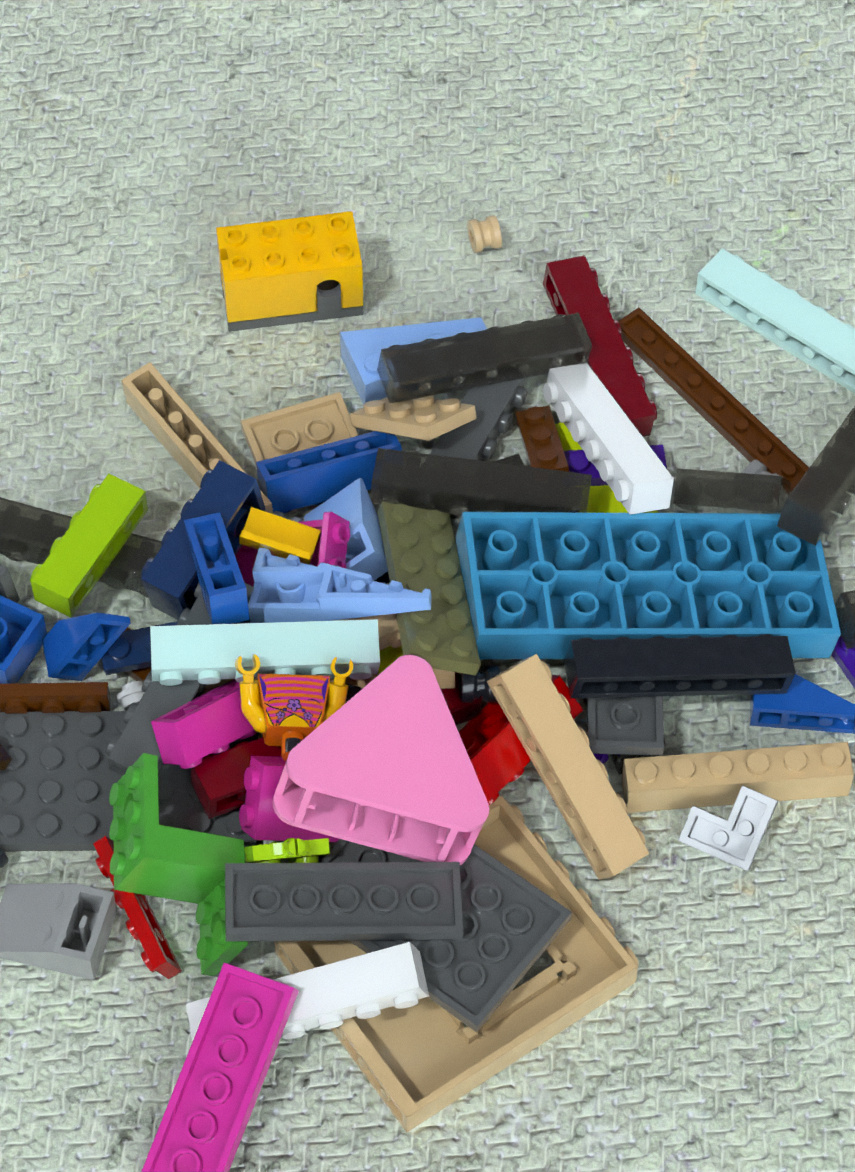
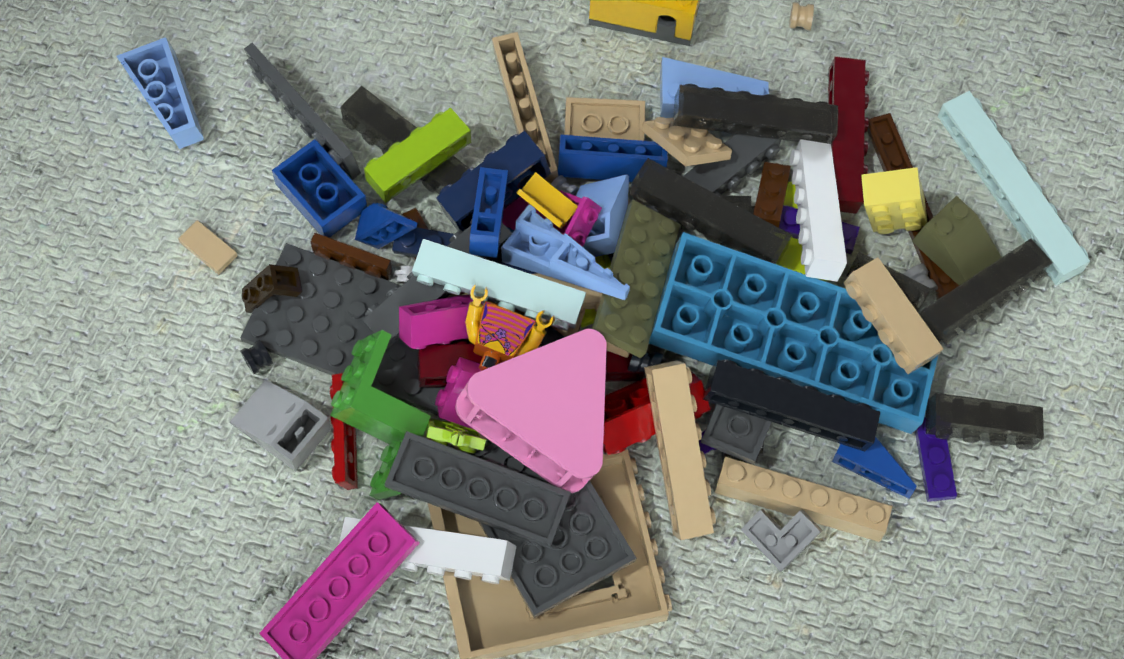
camera: 20 degrees right, 10 degrees up
(694, 395) = (894, 200): none -> light yellow brick
(752, 522) = (892, 315): none -> tan brick
(785, 420) = (957, 242): none -> olive slope

